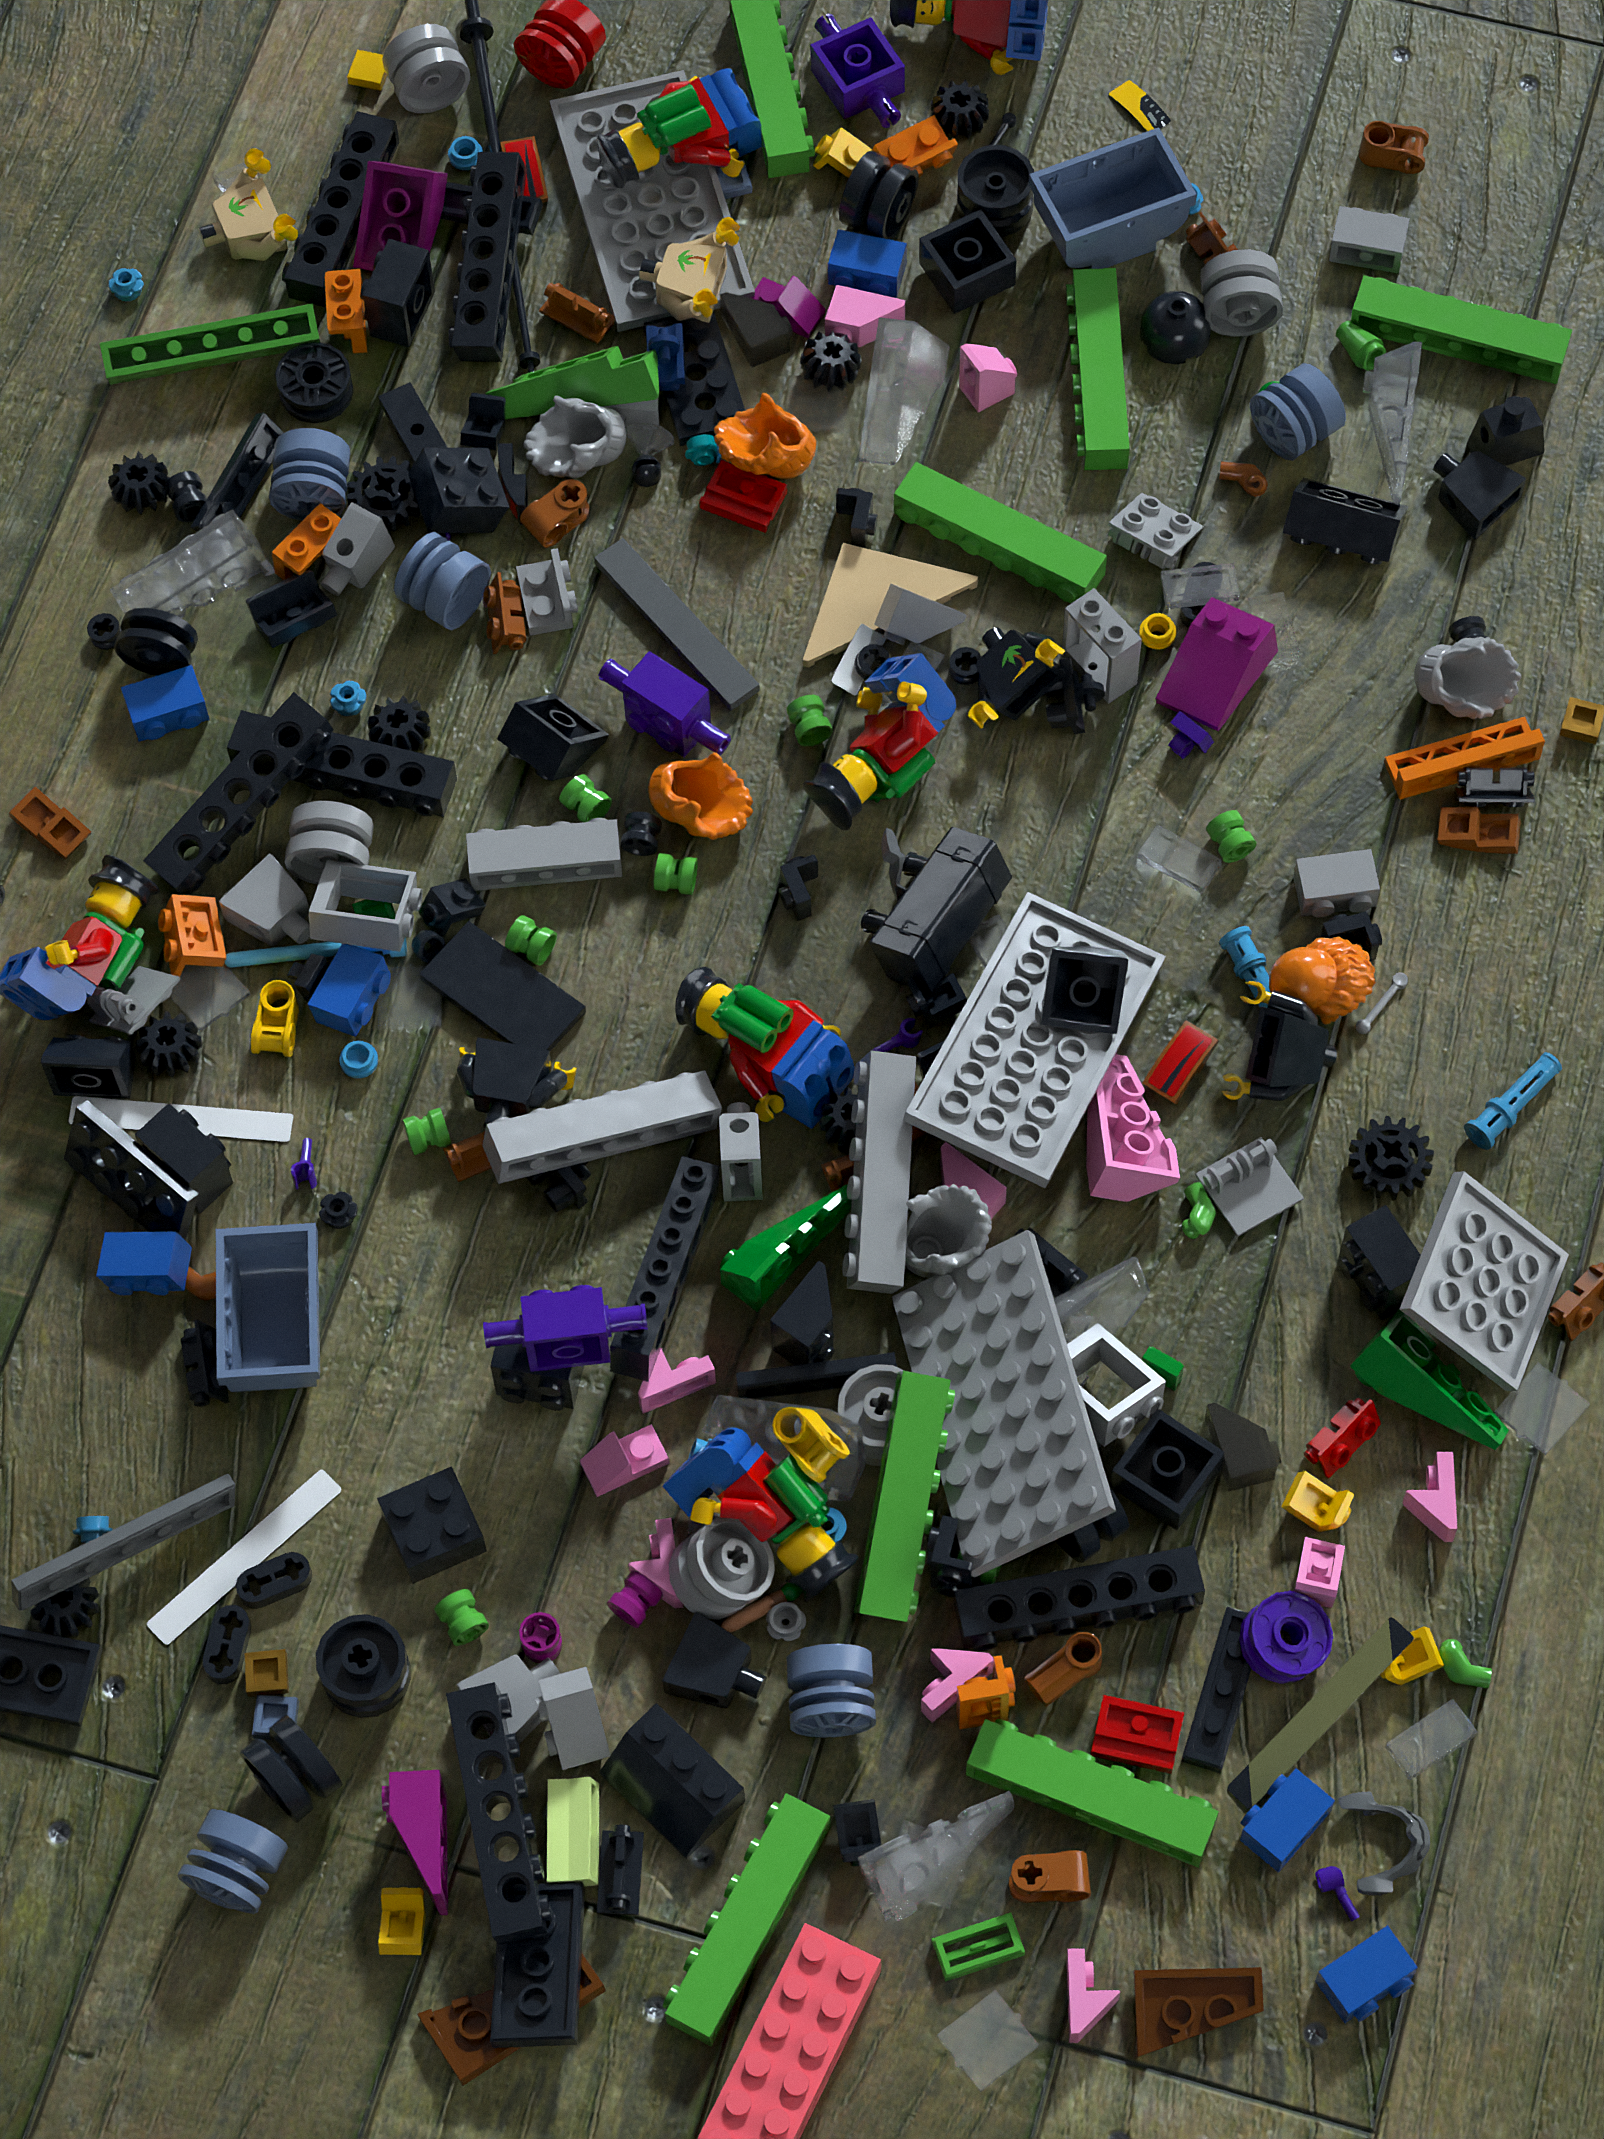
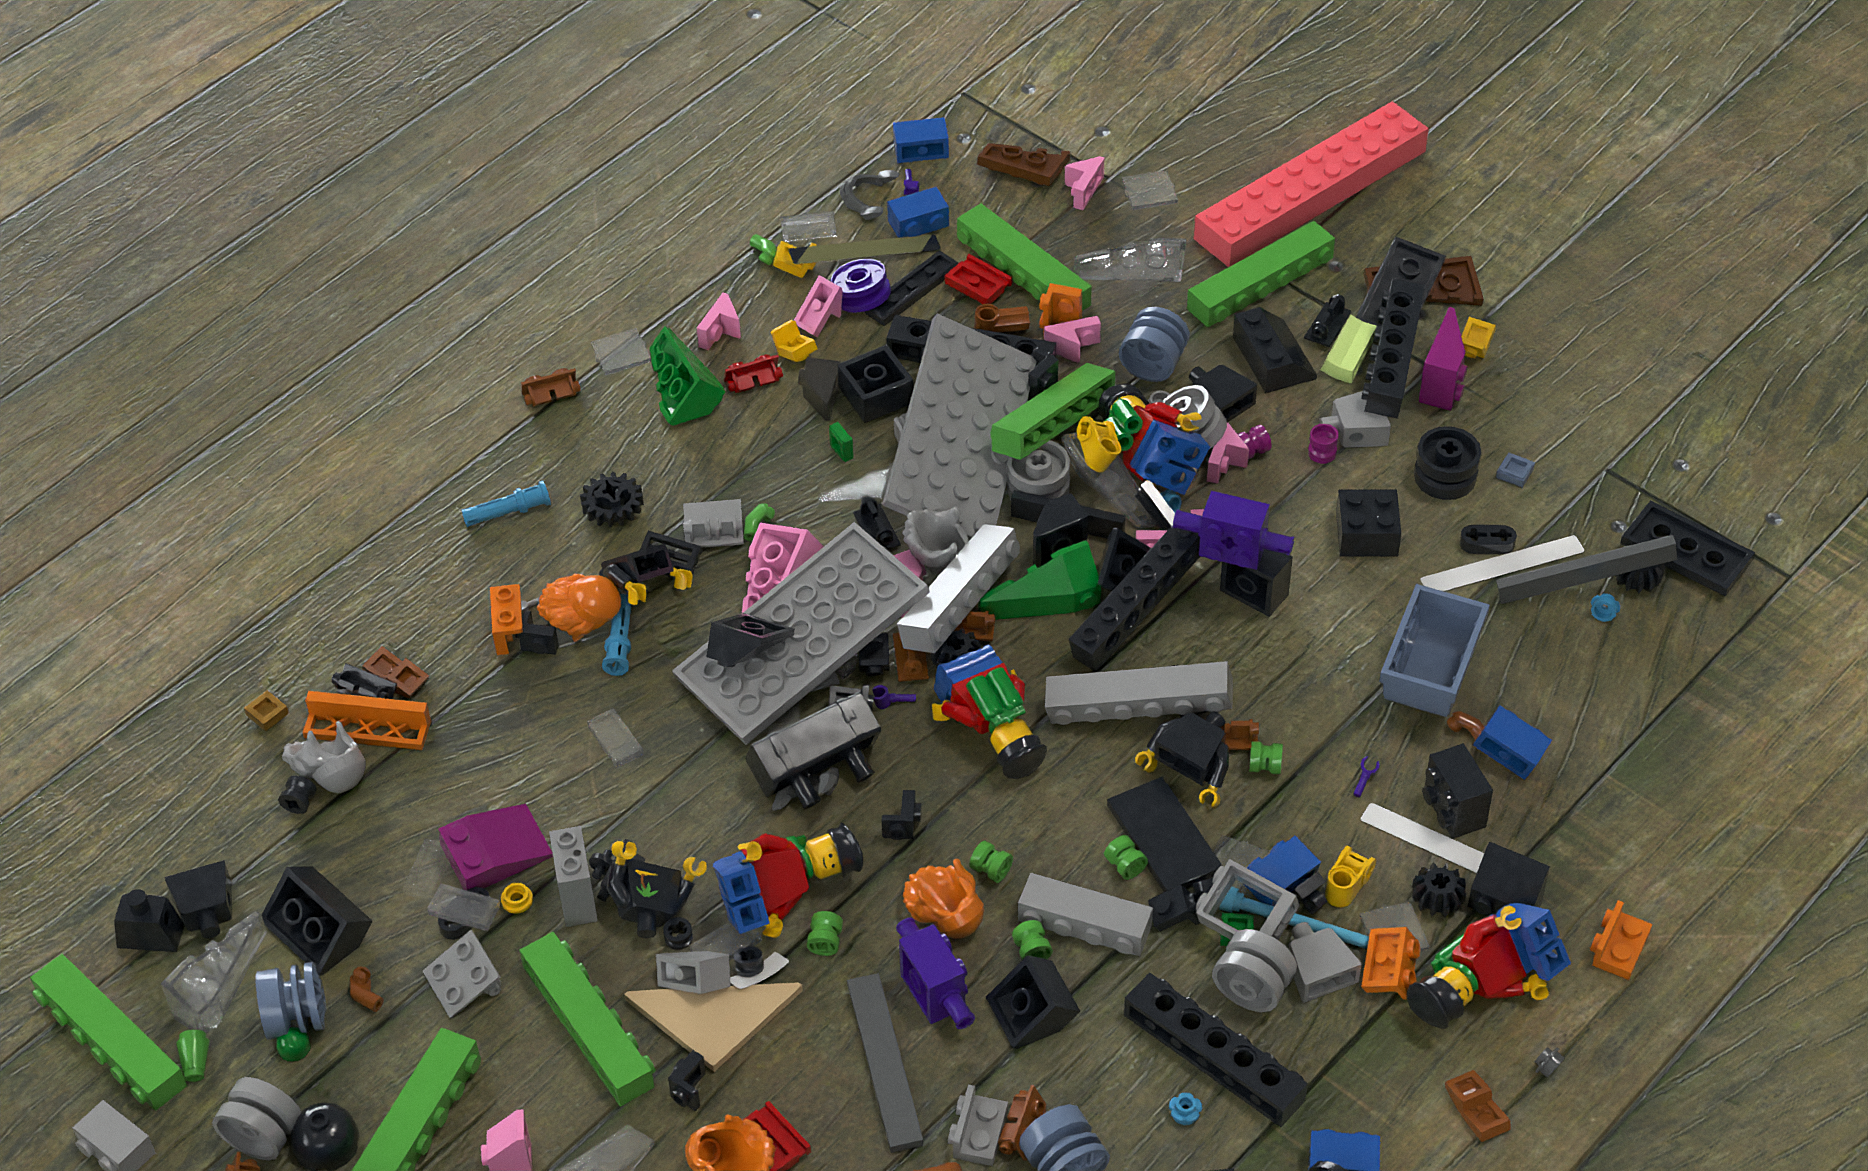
camera: 155 degrees left, 15 degrees down
(128, 1173) = (1507, 794): black plate -> none
(135, 1000) = (1449, 917): light grey hinge -> none
(200, 1350) = (1490, 665): black hinge -> none
(218, 1641) = (1538, 519): black beam -> none
(236, 1852) = (1573, 387): sand blue wheel -> none
(242, 773) = (1312, 1034): black brick -> none
(266, 1672) = (1512, 488): pearl gold plate -> none
(285, 1773) = (1517, 418): black wheel -> none
(338, 1219) = (1353, 743): black plate -> none
(358, 1059) = (1295, 826): dark azure plate -> none
(399, 725) = (1154, 1059): black gear -> none
(462, 1618) = (1370, 470): bright green wheel -> none
(573, 1717) = (1324, 382): light grey brick -> none
(641, 833) = (1001, 901): black wheel -> none
(696, 1416) = (1155, 505): none -> black tile
(709, 1309) = (1119, 558): none -> black slope
(740, 1145) = (1046, 650): light grey torso -> none
(856, 1829) = (1174, 286): black bracket -> none
(983, 1962) = (1131, 226): bright green tile -> none
(1056, 1875) = (1069, 233): dark orange piece -> none
(1097, 1346) = (883, 452): light grey window -> none
(1180, 1062) = (702, 607): slope -> none
(1188, 735) = (549, 808): dark purple tile -> none
(1231, 836) = (570, 723): bright green wheel -> none
(1272, 1119) = (690, 560): none -> black tile
(1336, 883) = (520, 671): light grey brick -> none
(1379, 1260) = (665, 433): black brick -> none
(1400, 932) = (505, 615): none -> orange bracket
(1484, 1281) = (612, 391): light grey plate -> none

